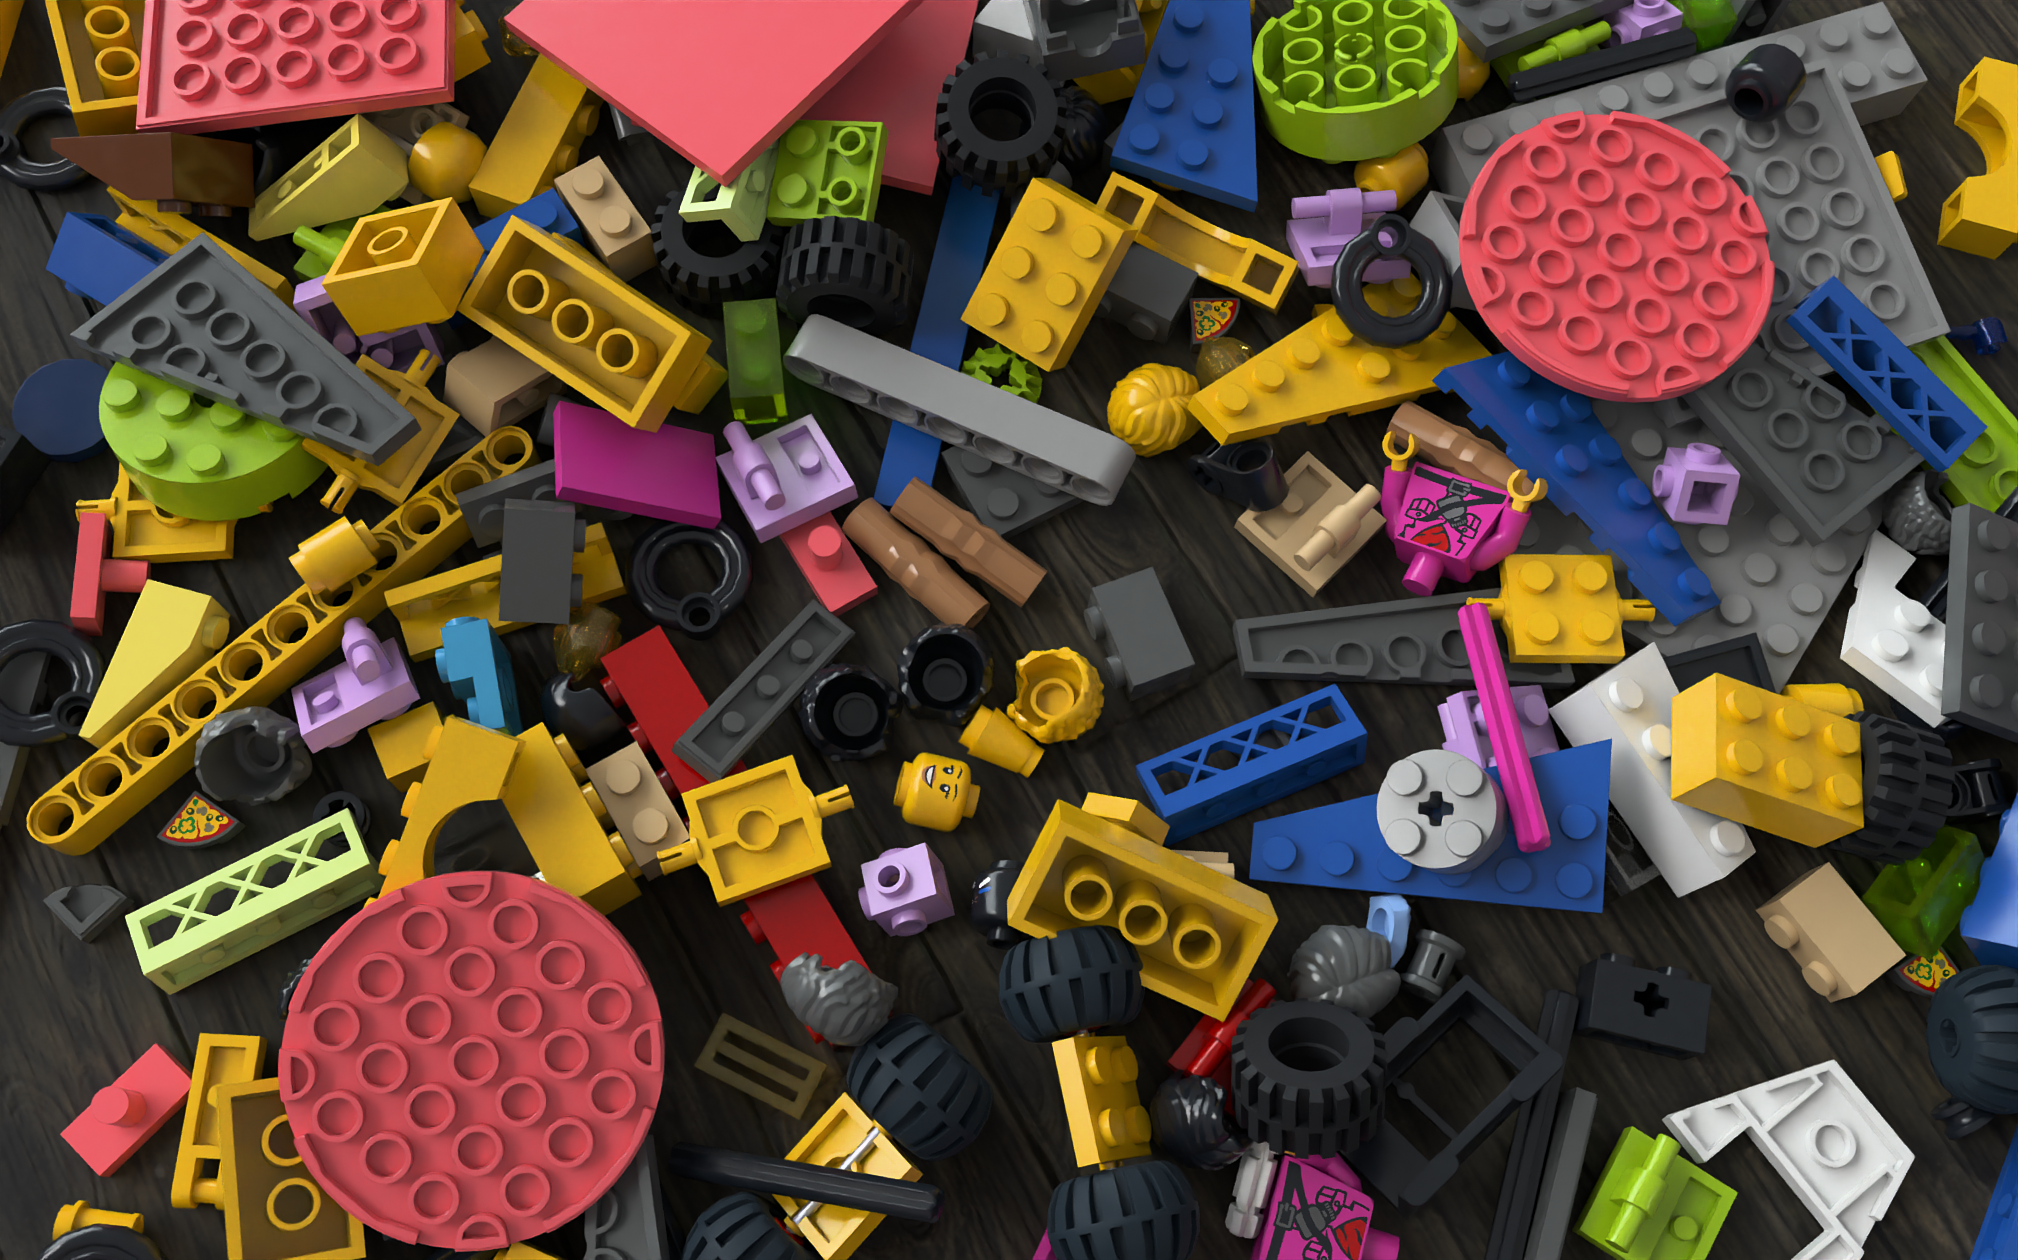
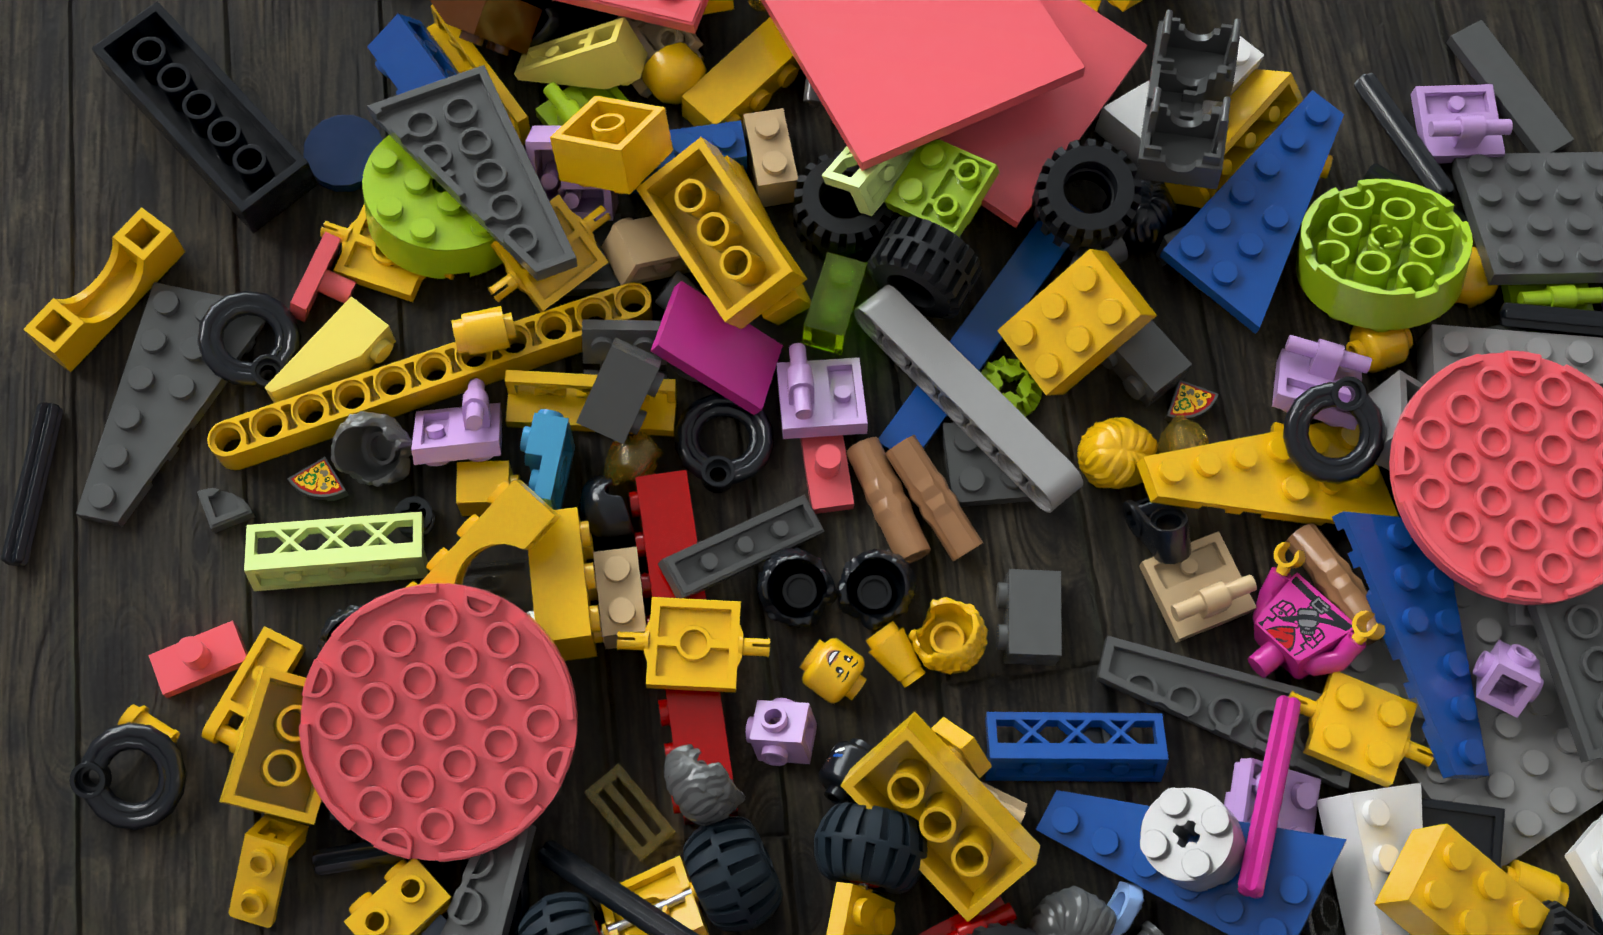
camera: 25 degrees right, 0 degrees up
(1217, 255) = (1202, 342): yellow arch -> none

